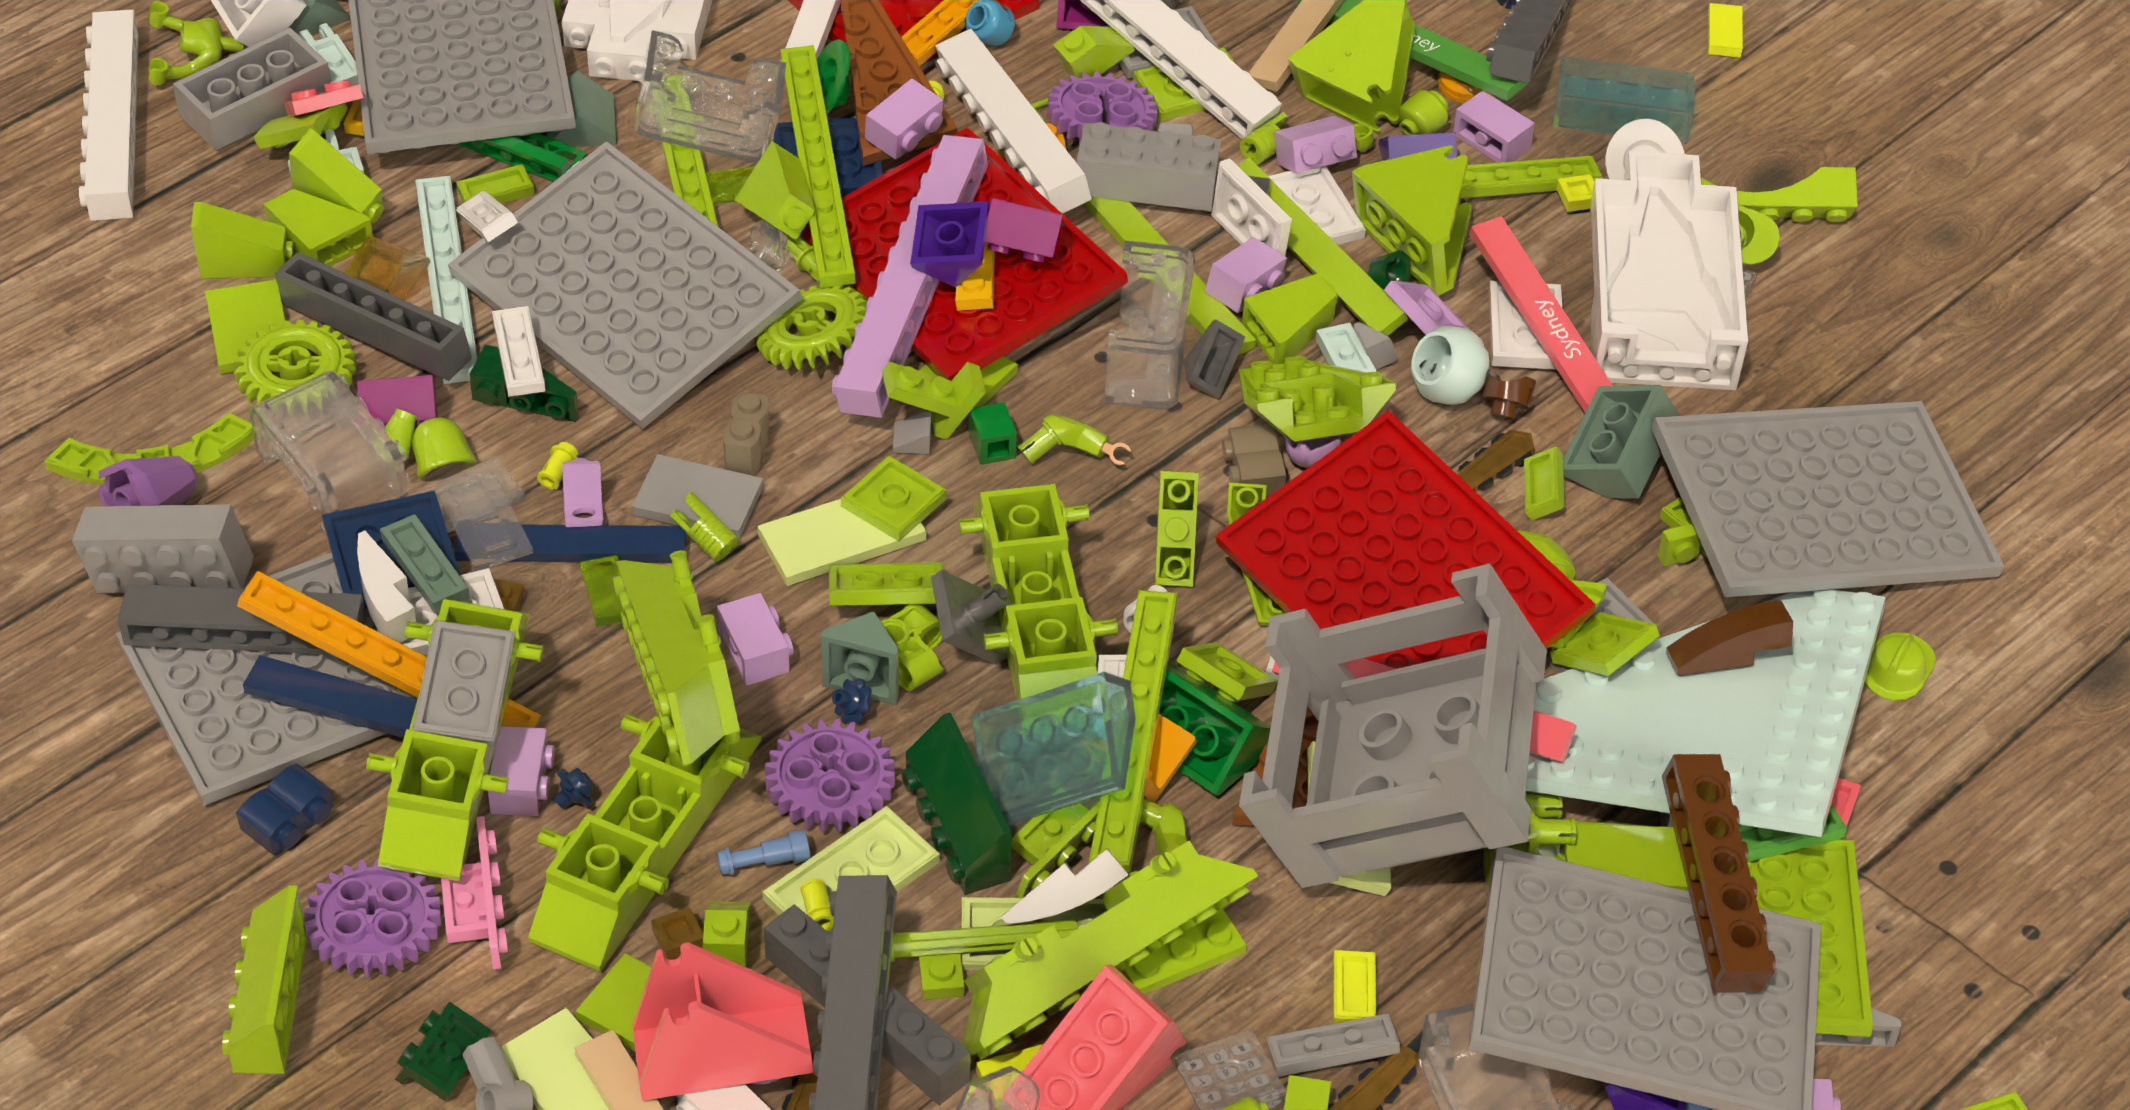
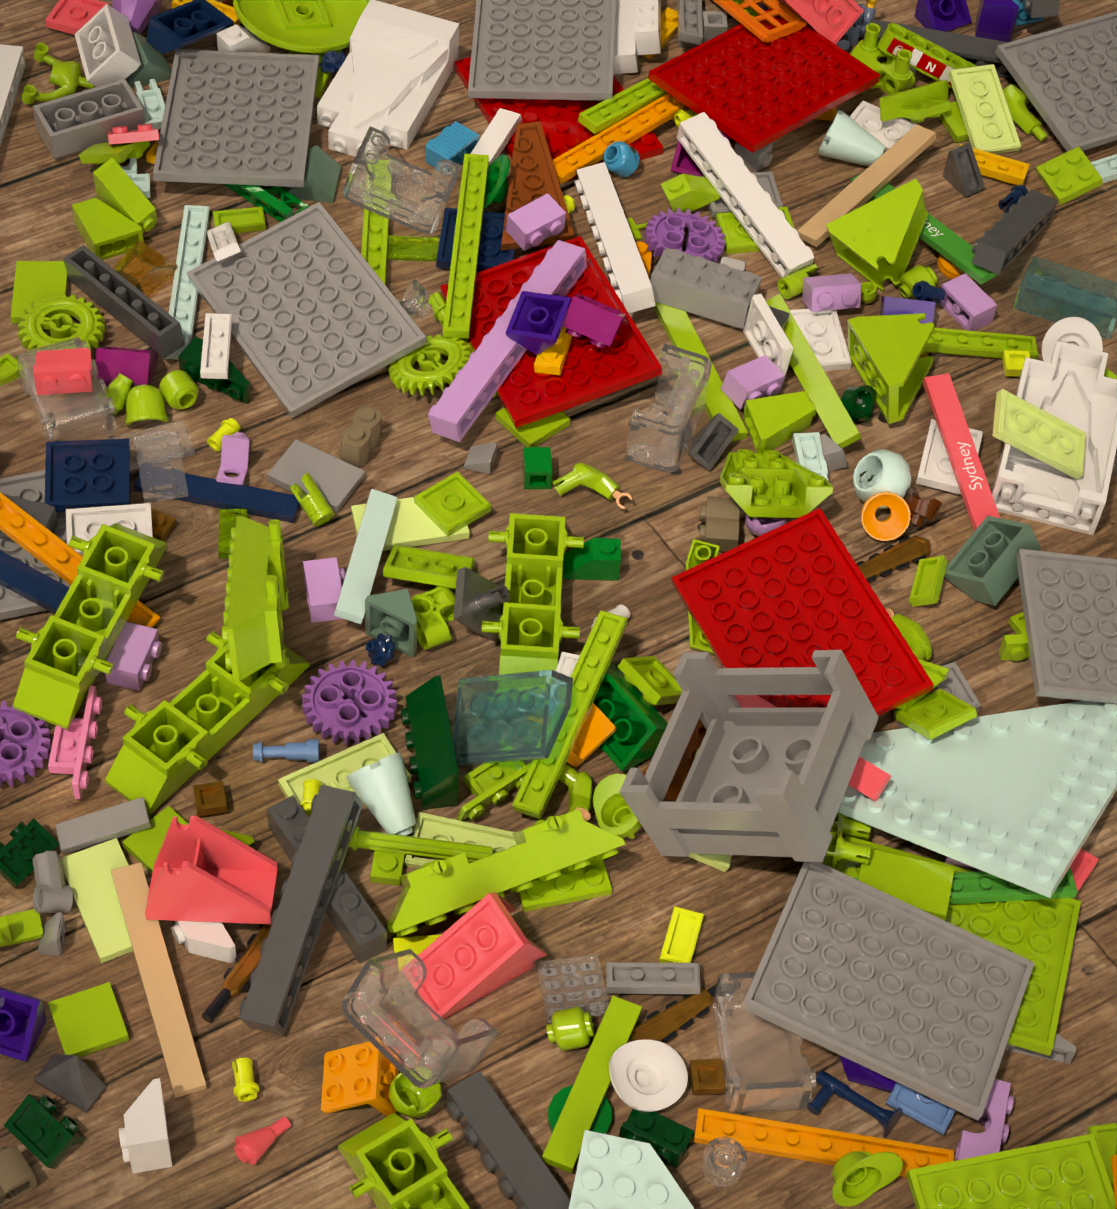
camera: 10 degrees right, 5 degrees up
(237, 244) = (45, 231): lime slope -> none
(327, 416) = (63, 371): none -> coral bracket
(384, 589) = (70, 505): white slope -> none
(424, 562) = (104, 491): sand green plate -> none
(464, 682) = (100, 588): light grey tile -> none
(481, 418) = (179, 389): none -> lime head
(544, 995) = (103, 825): none -> light grey tile
(575, 788) = (168, 676): dark blue plant -> none
(727, 930) = (243, 806): lime slope -> none
(756, 39) = (451, 144): none -> dark azure brick
(778, 191) = (432, 260): lime slope -> none
(799, 584) = (365, 556): none -> light aqua tile
(920, 878) = (386, 793): none -> light aqua cone
(945, 399) = (507, 436): lime bracket -> none
(1068, 890) = (491, 823): white slope -> none
(1107, 537) = (596, 561): none -> green slope
(1176, 528) = (647, 566): lime slope -> none
(1225, 832) = (611, 808): none -> lime piece
(1422, 305) = (876, 431): lavender tile -> none
(1436, 121) = (924, 291): none -> dark blue pin
(1483, 411) = (894, 525): none -> light orange piece
(1638, 271) = (1039, 434): none -> yellowish green tile
(1712, 843) = (952, 983): reddish brown brick -> none
(1732, 639) = (1030, 730): reddish brown slope -> none

